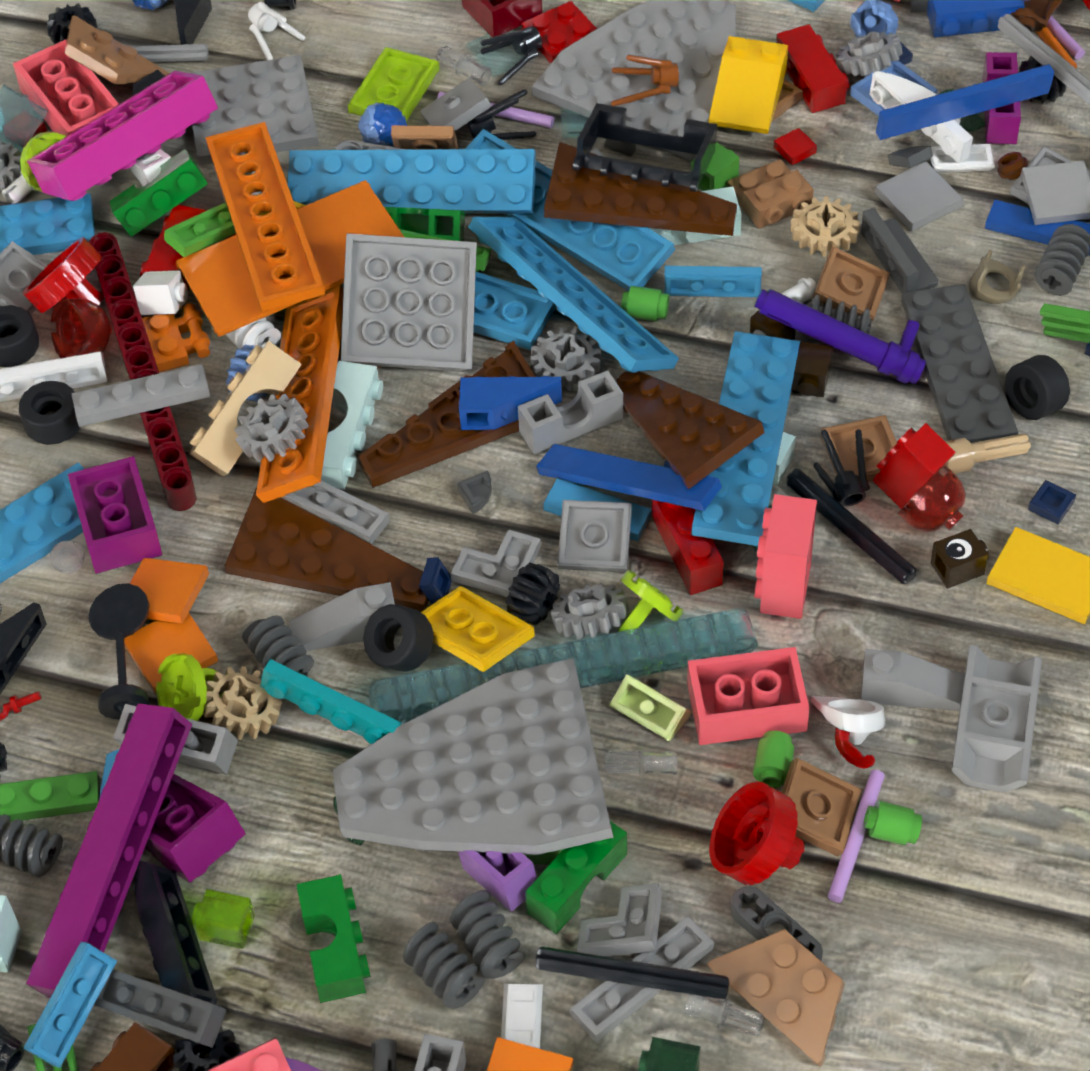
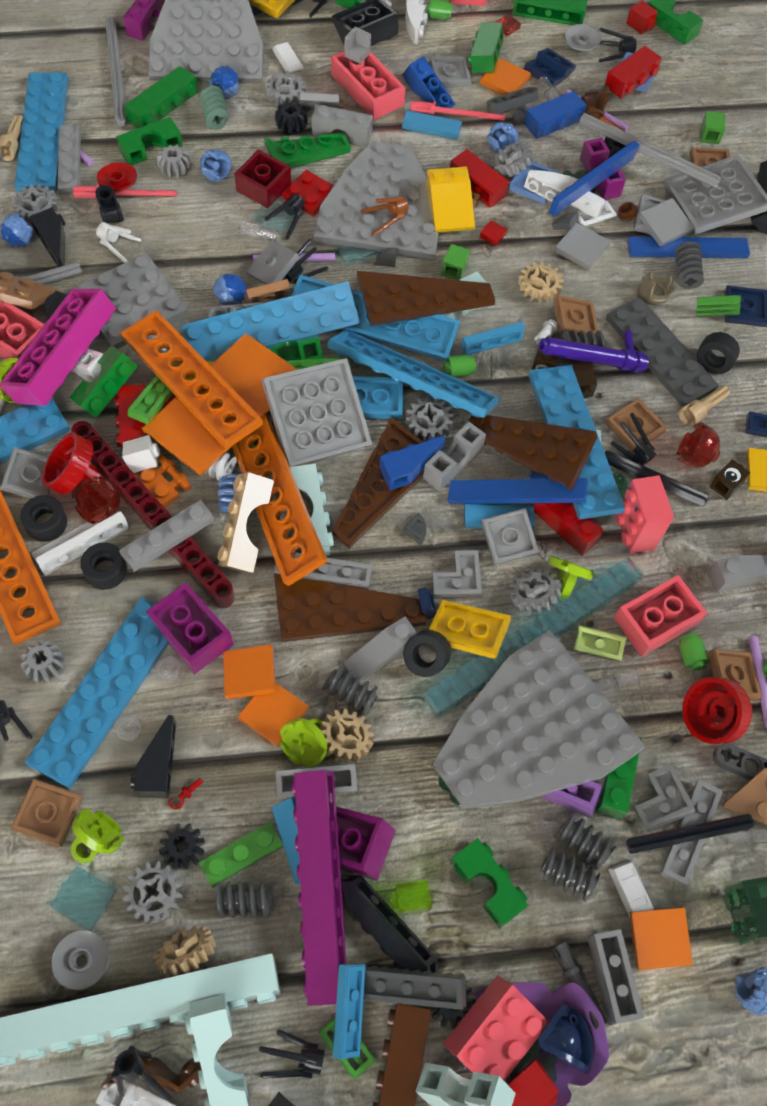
camera: 30 degrees left, 10 degrees up
(114, 616) = (230, 701): black piece -> none
(271, 427) = (273, 544): light grey gear -> none
(321, 700) = (399, 717): teal plate -> none
(395, 80) = (218, 256): lime tile -> none
(533, 593) = (495, 591): black gear -> none
(610, 123) = (444, 245): black hinge -> none
(771, 193) = (497, 267): medium nougat plate -> none
(853, 723) = (726, 607): white piece -> none
(897, 253) = (589, 288): dark grey panel -> none
(912, 464) = (687, 429): red brick -> none

